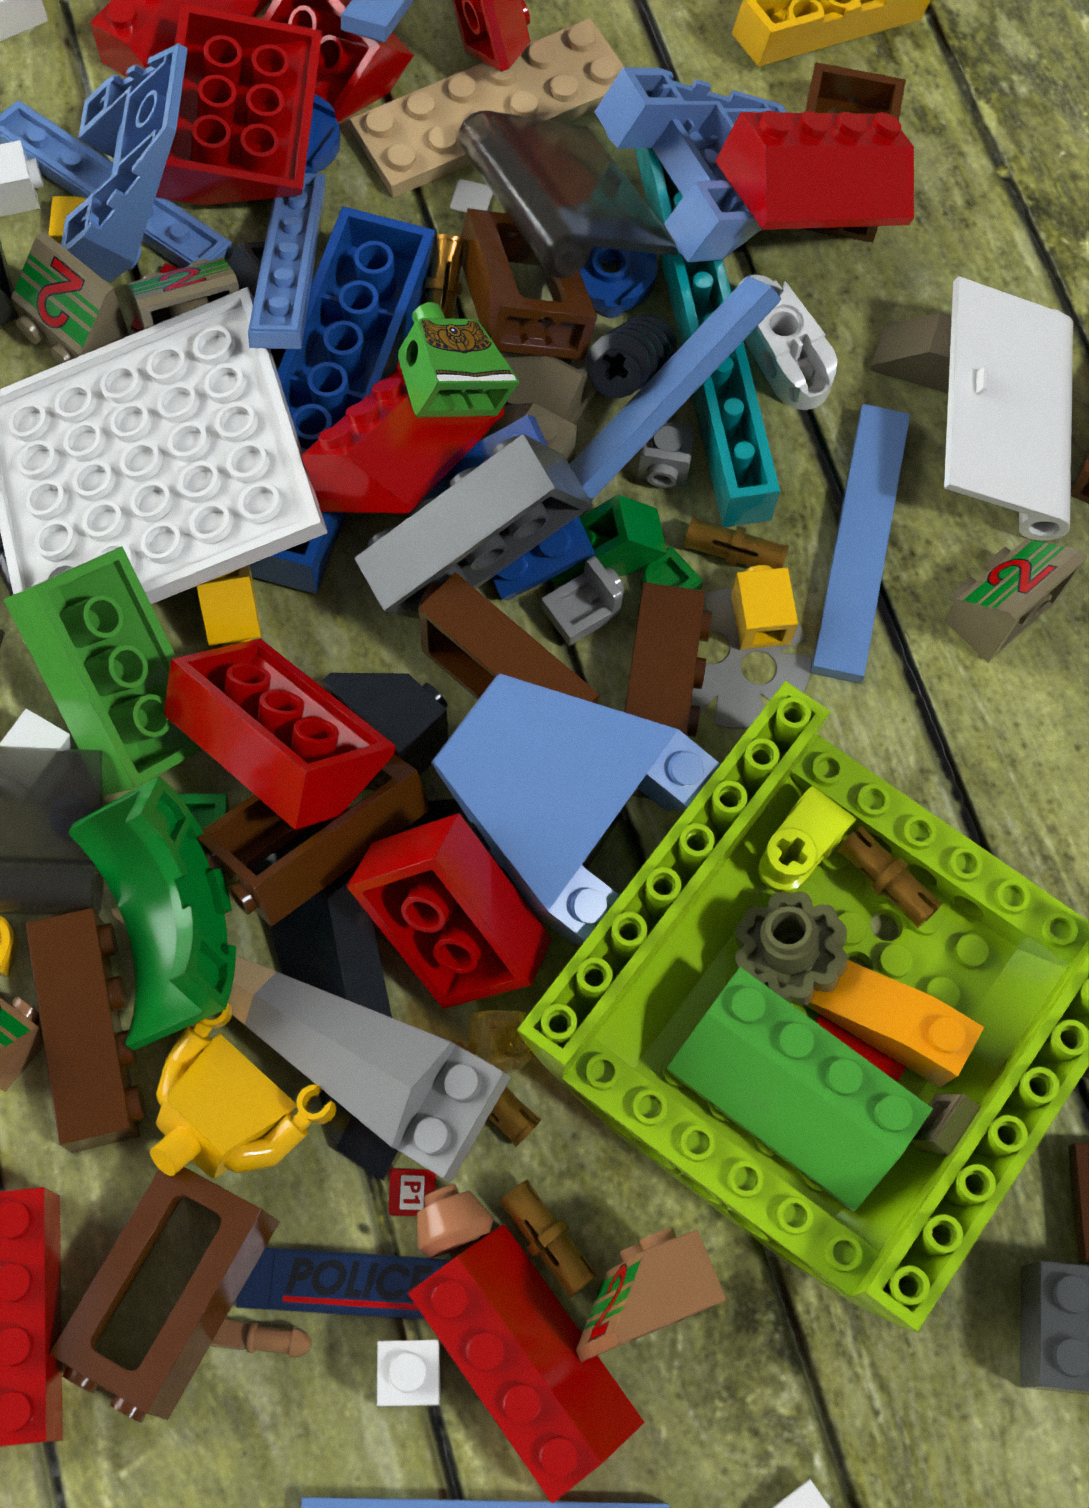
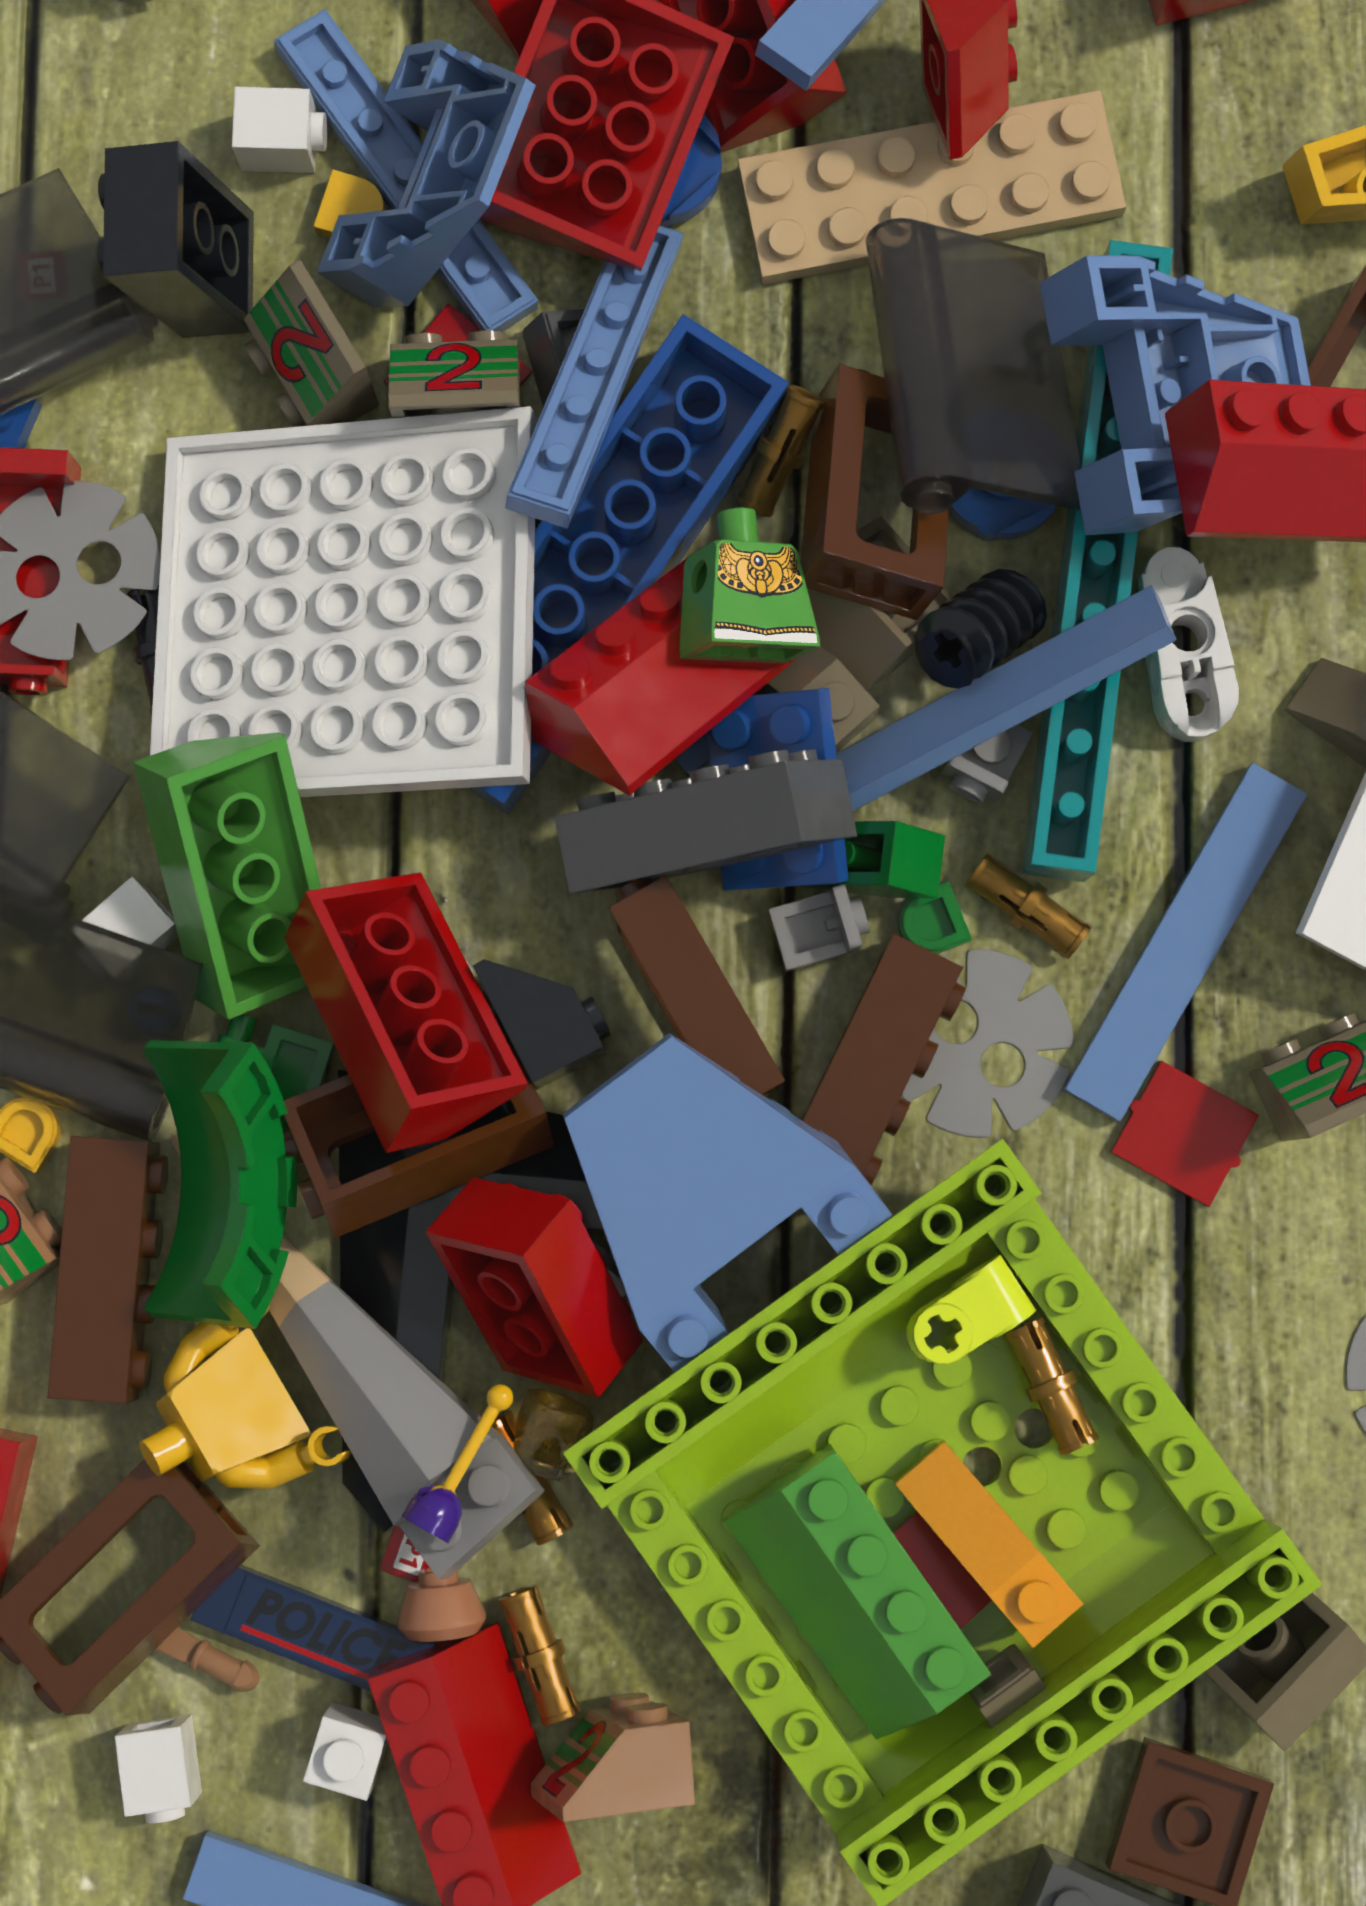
camera: 20 degrees right, 15 degrees up
(230, 608) = (398, 825): yellow brick -> none
(243, 1448) = (158, 1768): none -> white brick
(425, 1110) = (437, 1506): none -> hinge
(471, 195) = (857, 315): white sticker -> none
(764, 607) = (1031, 999): yellow brick -> none
(792, 946) = (885, 1407): olive plant -> none
(914, 676) = (1184, 1133): none -> red piece

